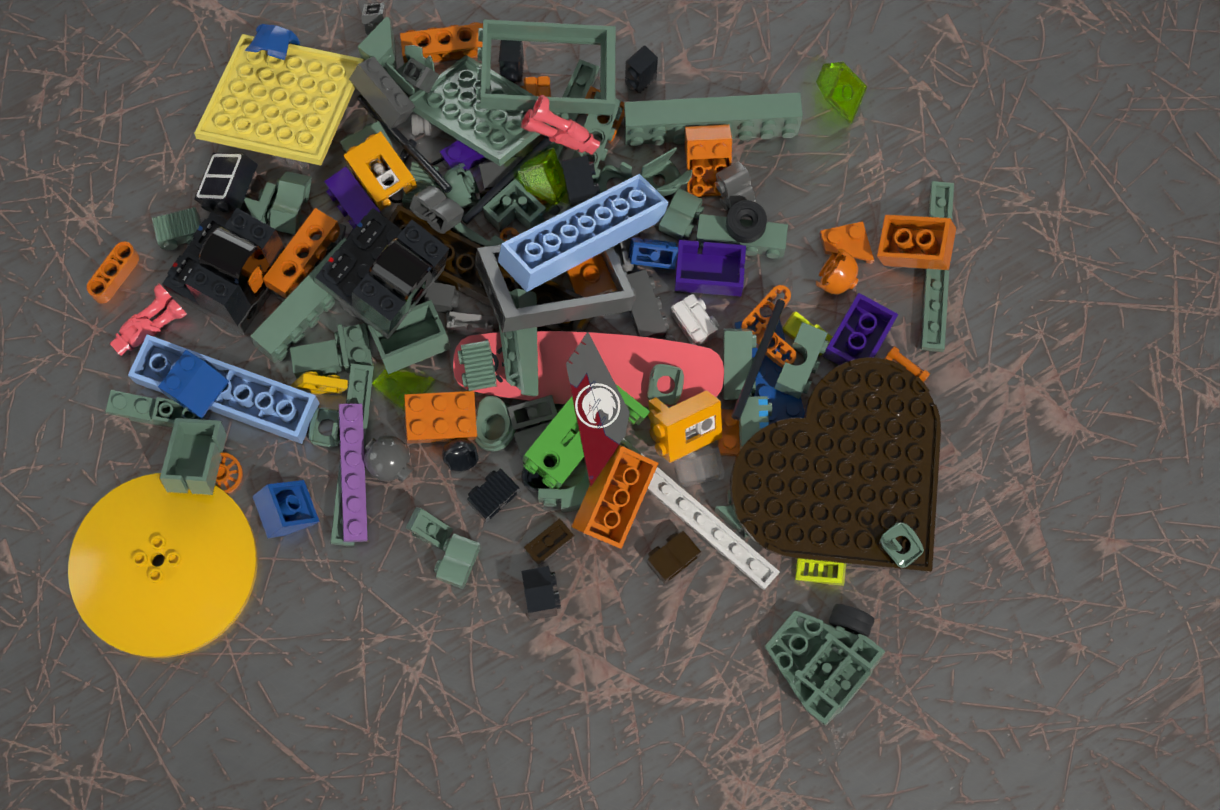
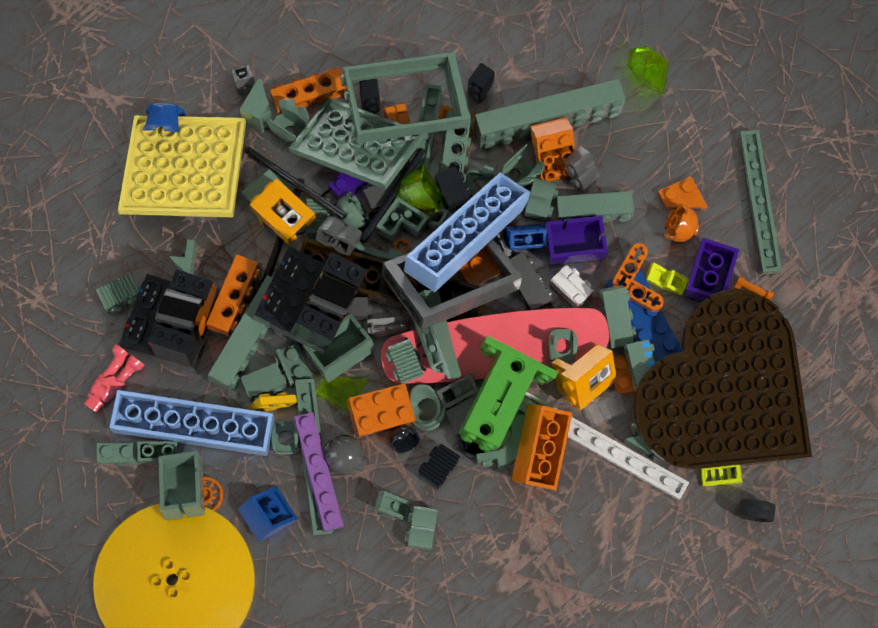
camera: 15 degrees left, 0 degrees up
(112, 262) = (72, 333): orange beam -> none
(193, 384) = (169, 425): blue slope -> none
(225, 182) = (151, 246): black brick -> none
(291, 193) = (209, 252): sand green brick -> none
(350, 195) = (263, 240): dark purple brick -> none
(382, 92) = (268, 144): dark grey brick -> none
(419, 75) = (296, 123): dark grey slope -> none
(420, 125) = (304, 165): light grey wheel -> none
(539, 593) = (497, 541): black brick -> none
(549, 542) = (494, 496): dark brown plate -> none
(567, 131) = (433, 149): coral piece -> none
(598, 406) = (515, 376): sticker -> none
(673, 557) = (599, 488): dark brown brick -> none
(746, 209) = (598, 185): black tyre -> none
(758, 359) = (634, 310): black piece -> none
(808, 342) = (672, 287): sand green arch -> none
(822, 663) = (741, 550): sand green wedge -> none
(891, 545) = (776, 442): sand green piece -> none
(917, 242) = (740, 185): orange brick -> none

